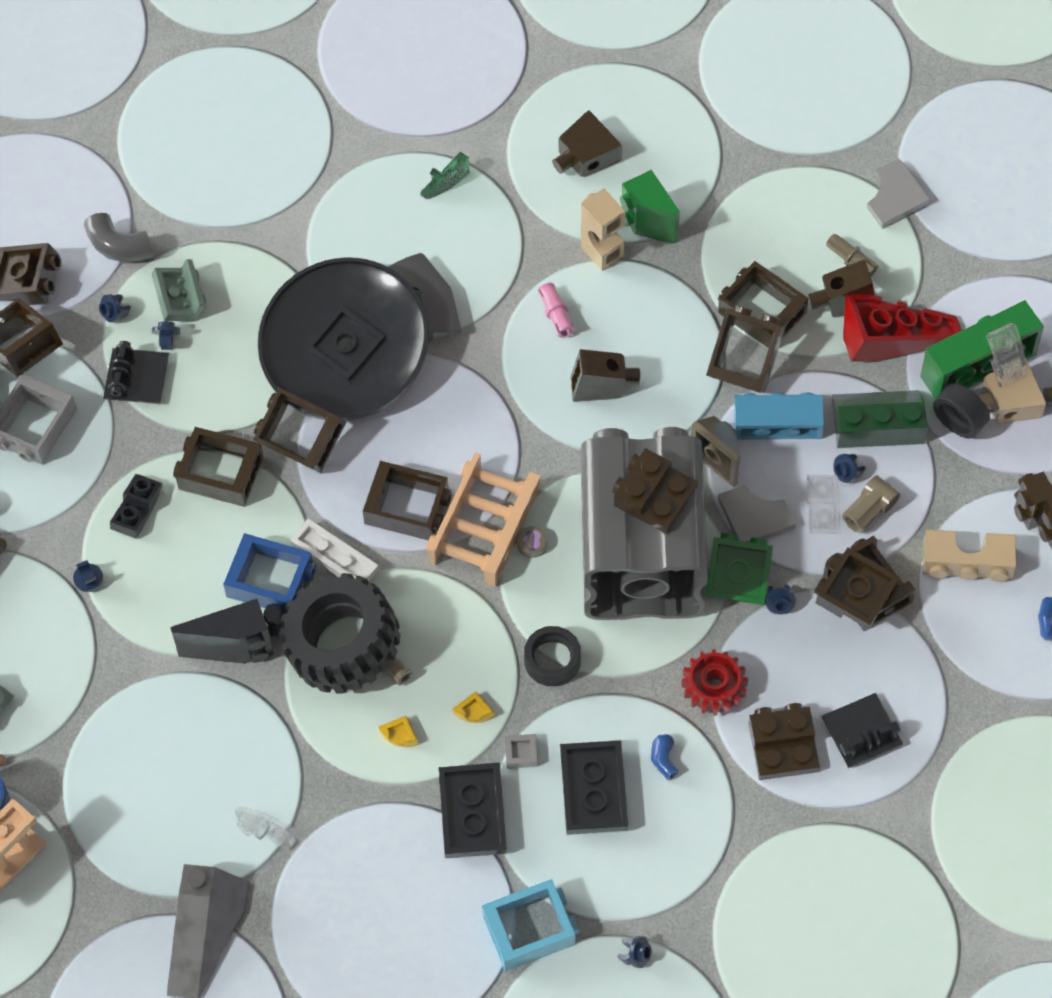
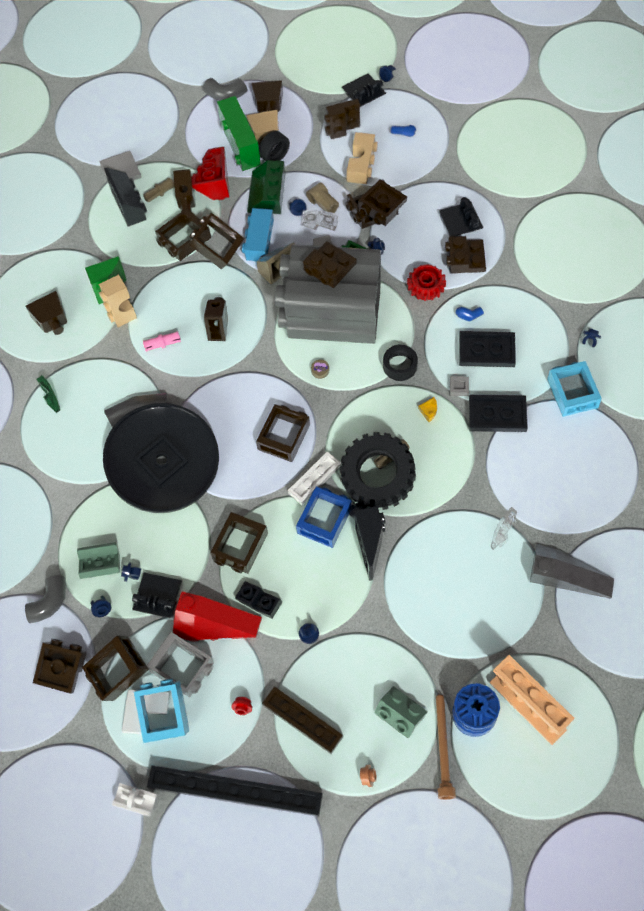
camera: 80 degrees left, 0 degrees up
(100, 446) = (206, 619): none -> red wedge
(324, 442) = (236, 475): dark brown window -> none
(399, 732) = (441, 451): yellow tile -> none
(502, 540) = (303, 373): light nougat fence -> none
(822, 205) = (126, 197): none -> black slope
(1008, 354) = (247, 111): clear slope -> none

